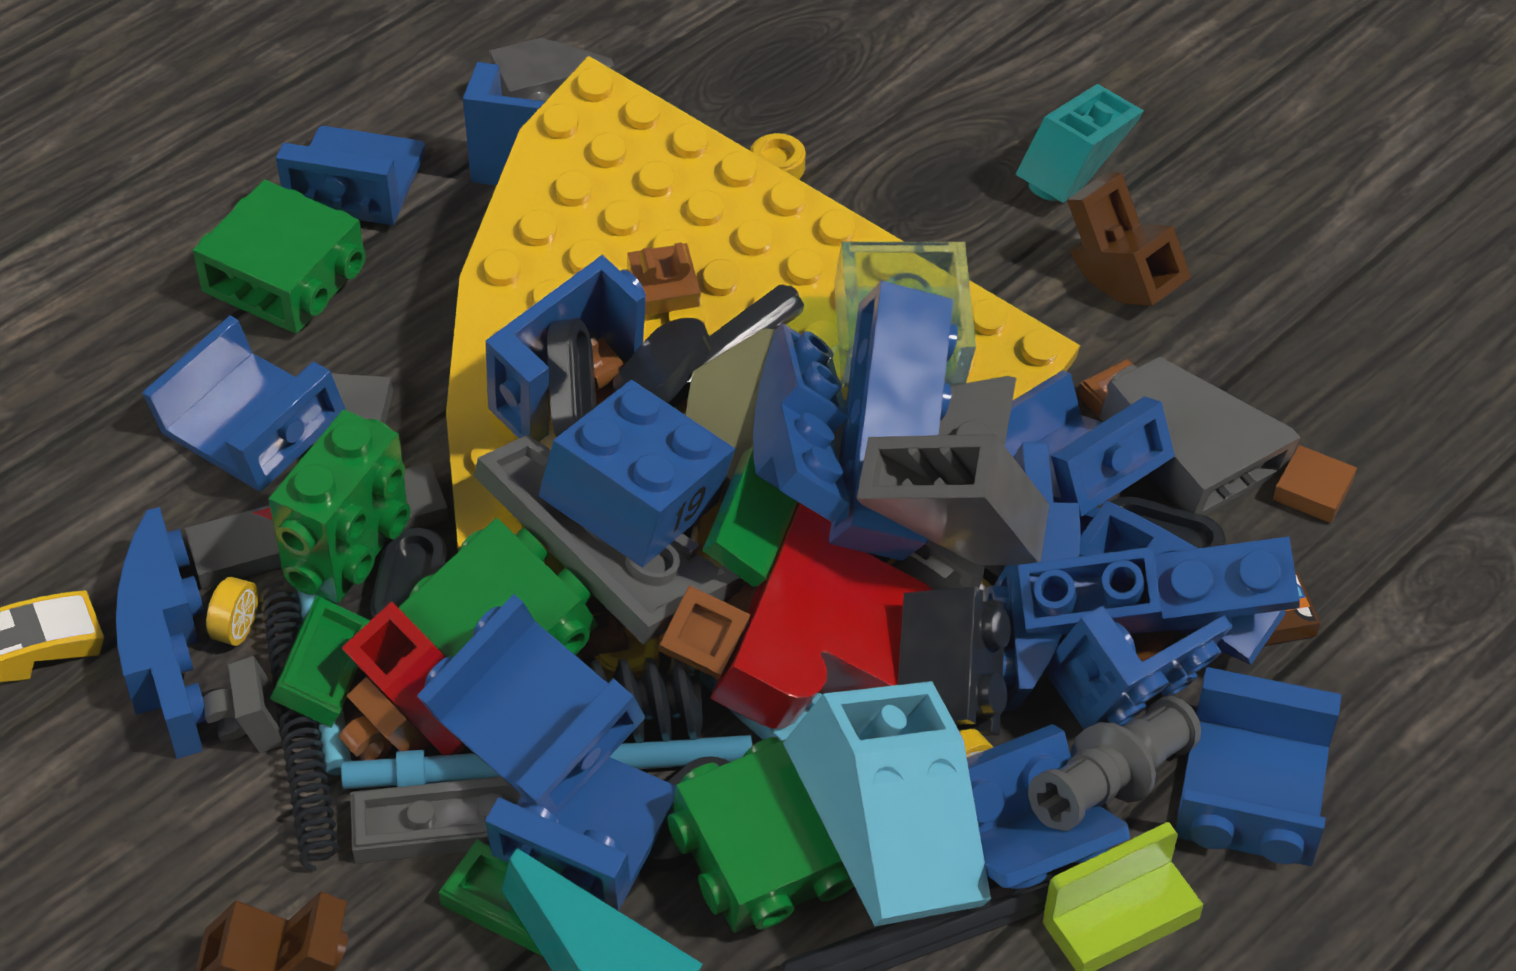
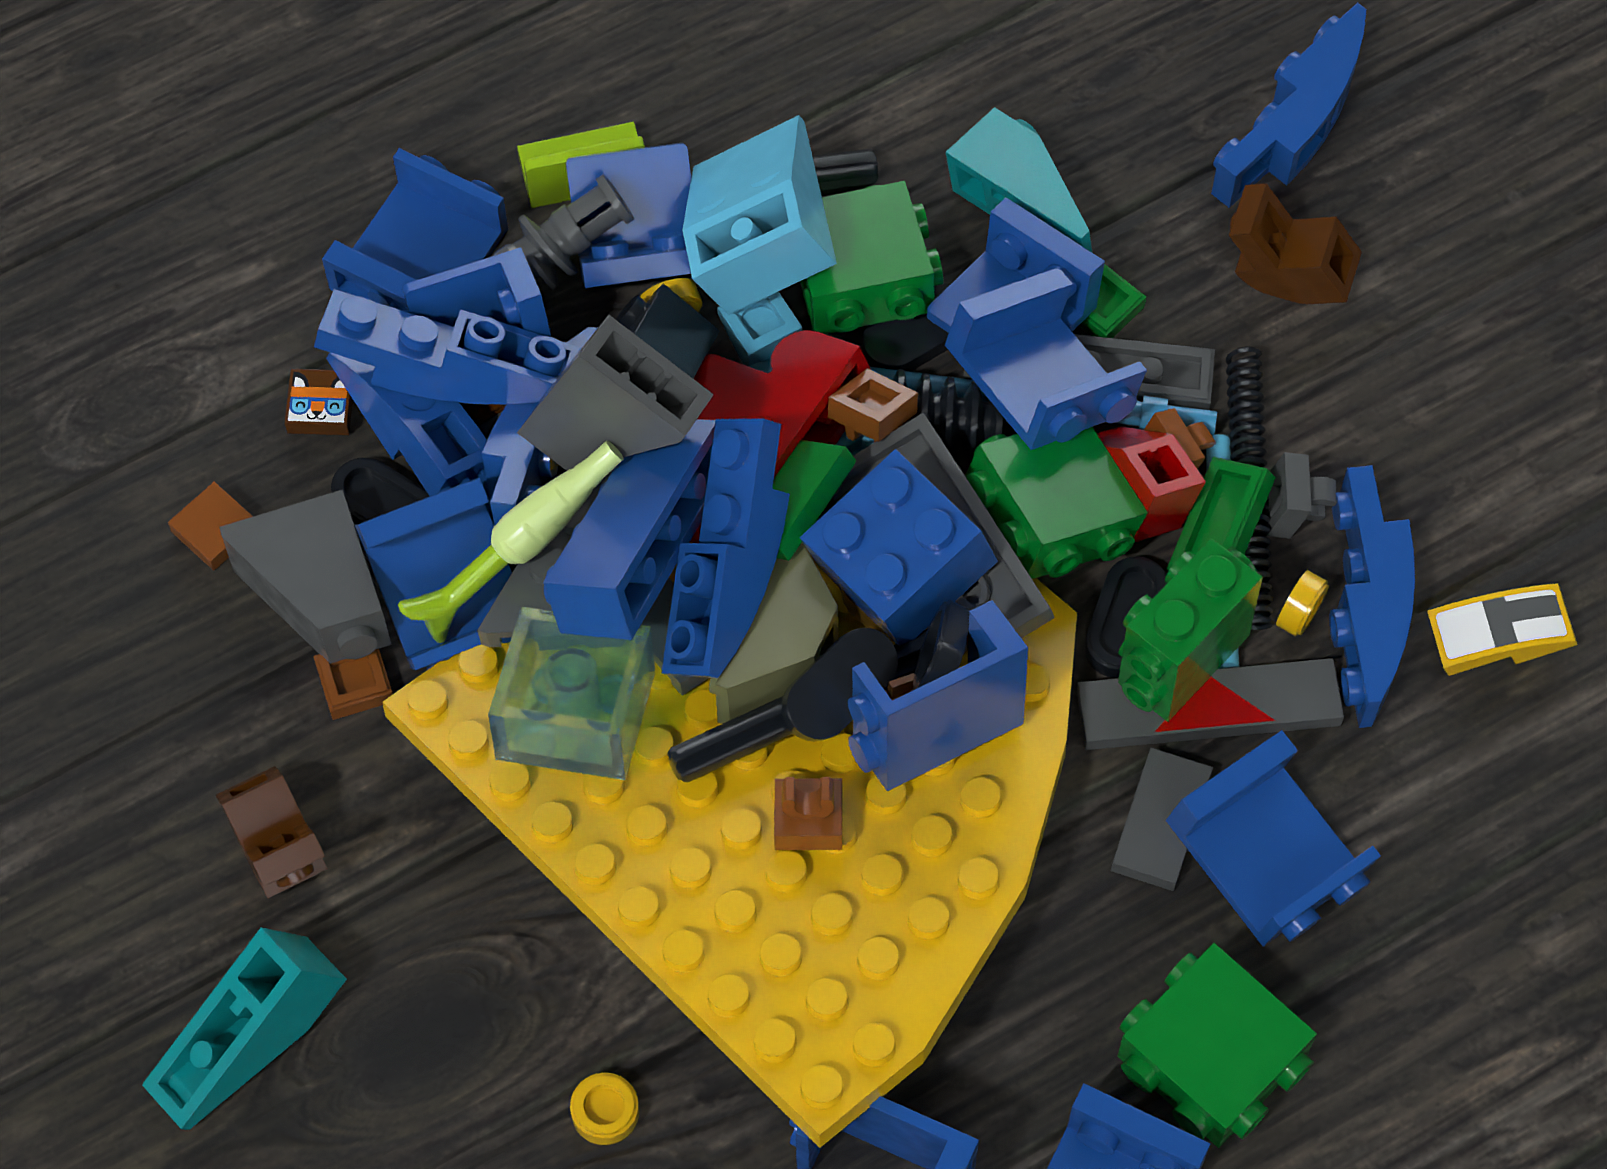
camera: 165 degrees left, 15 degrees up
(1016, 425) = (515, 538): none -> yellowish green piece

